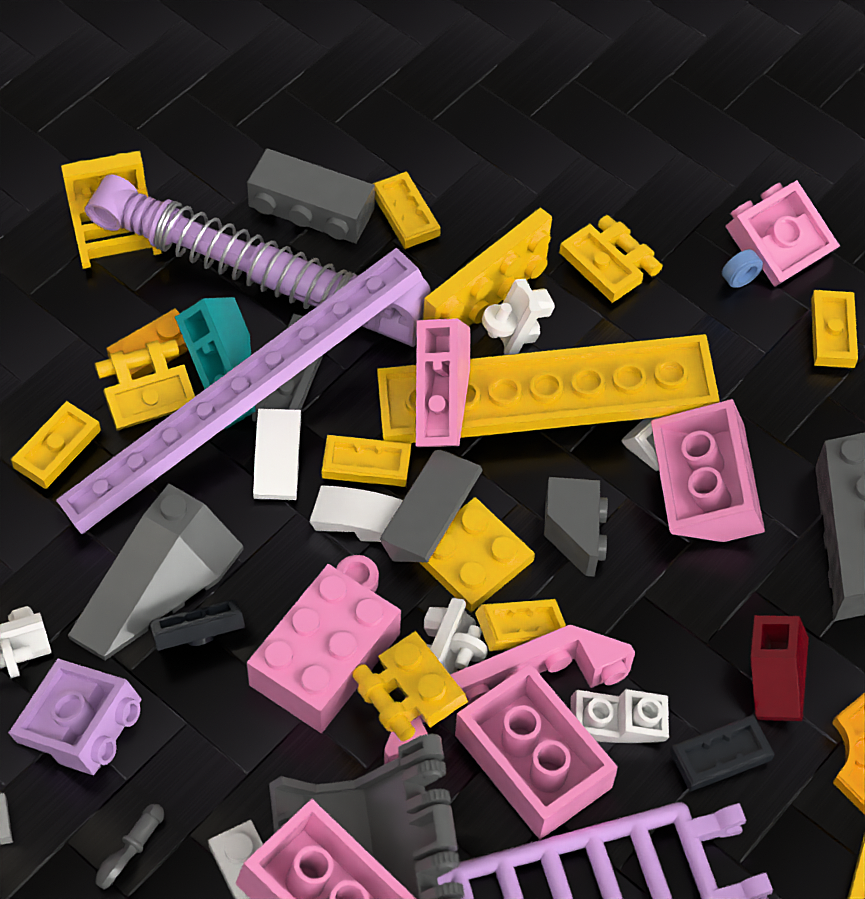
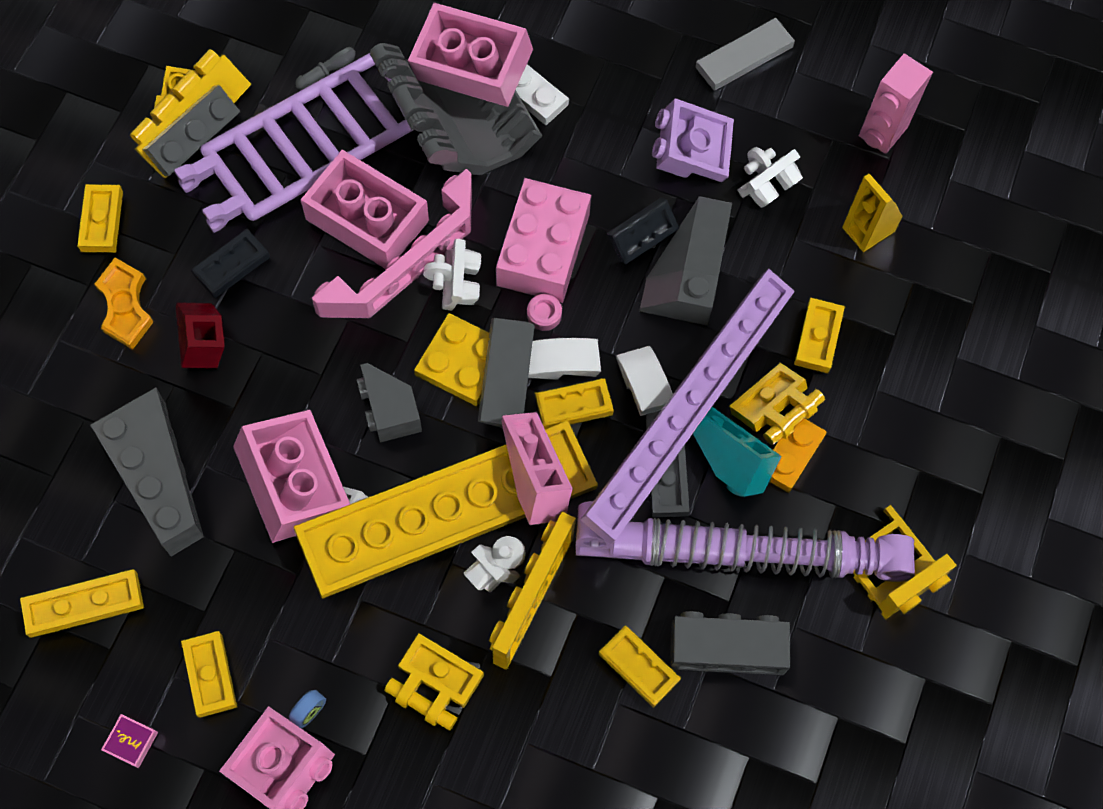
camera: 160 degrees right, 10 degrees up
(133, 843) = (622, 70): dark grey piece -> none
(421, 678) = (461, 219): yellow plate -> none
(518, 622) = (404, 305): yellow plate -> none
(622, 718) = (309, 271): white slope -> none

